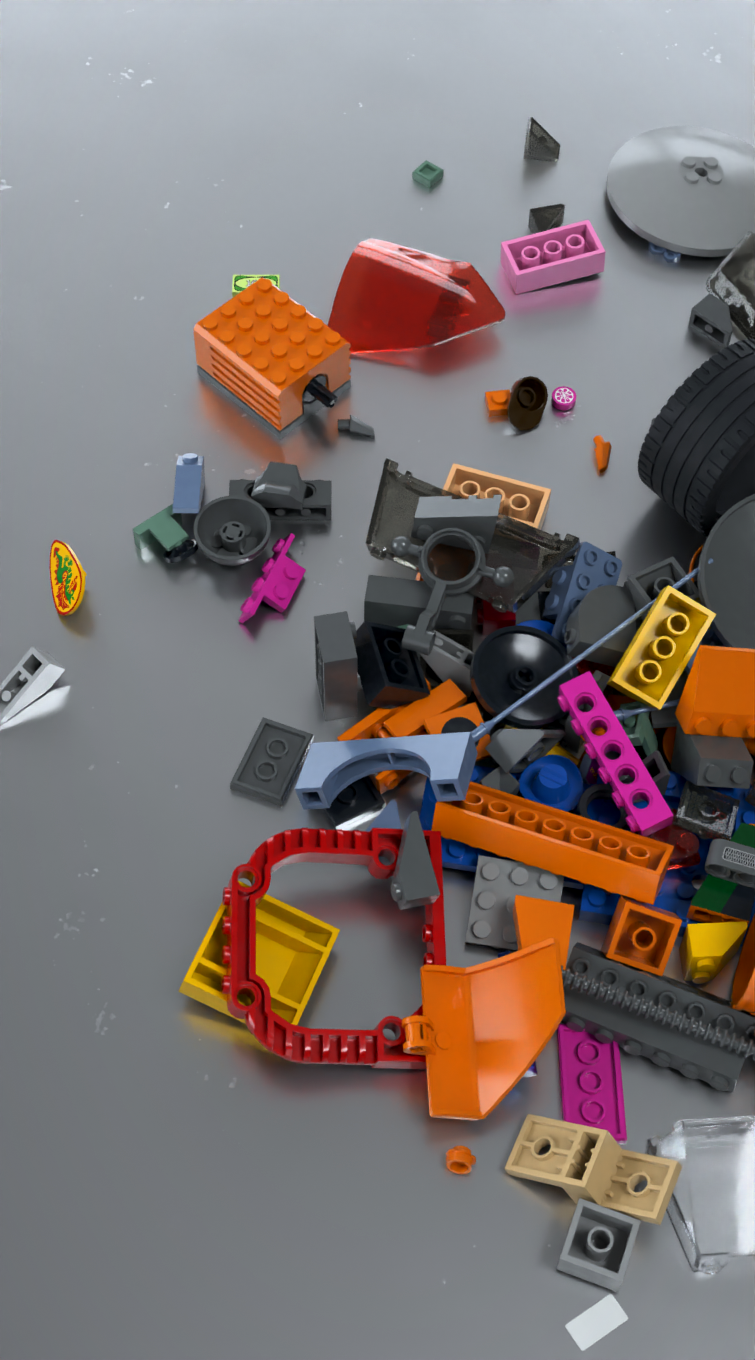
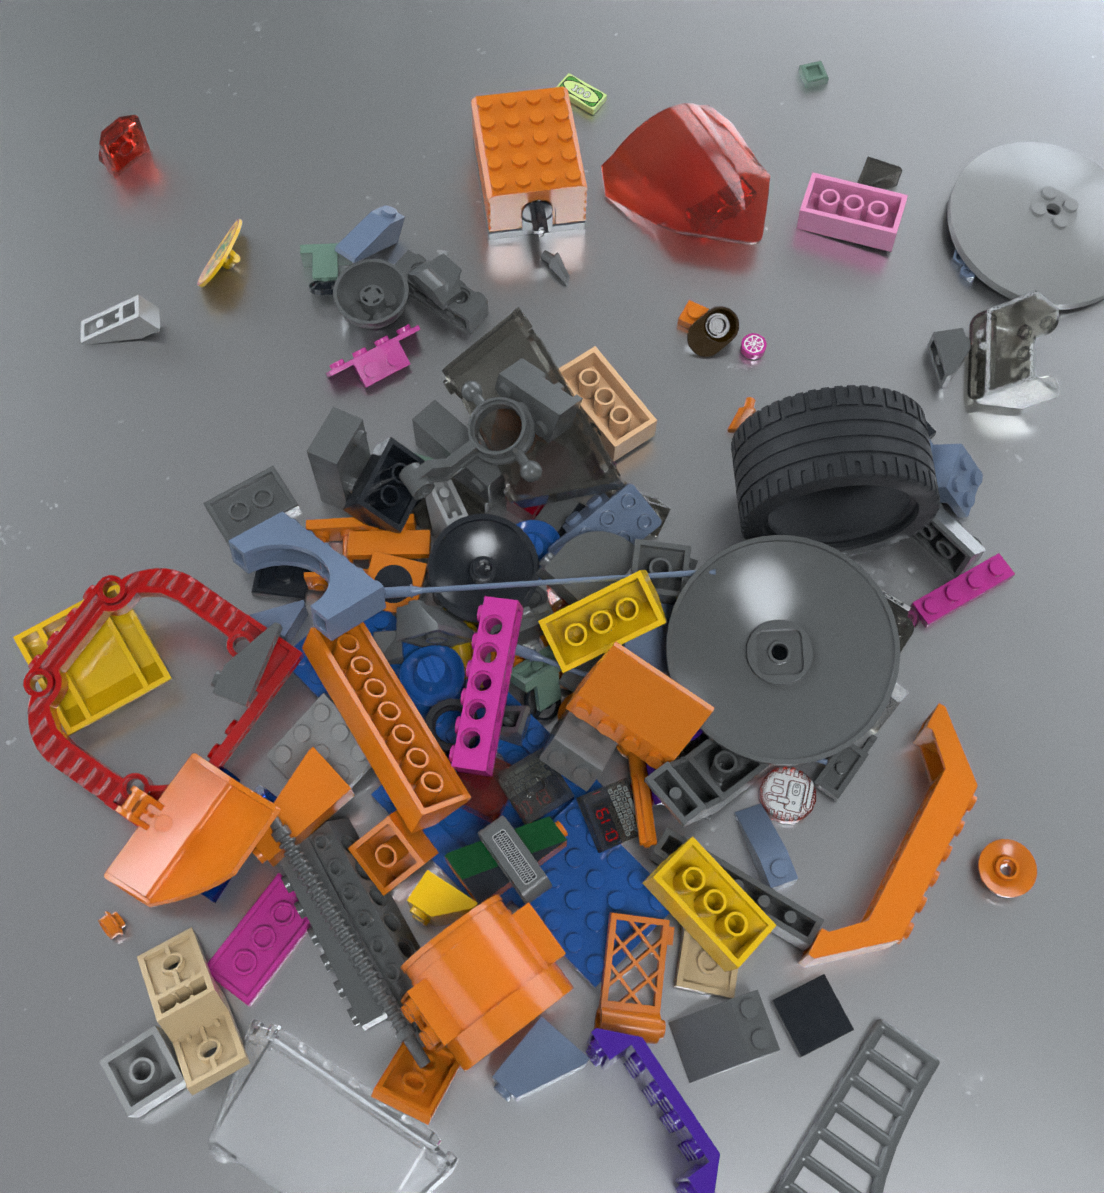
camera: 35 degrees right, 10 degrees up
(539, 143) = (935, 100): clear smoke slope -> none
(596, 1322) = (104, 1128): white sticker -> none

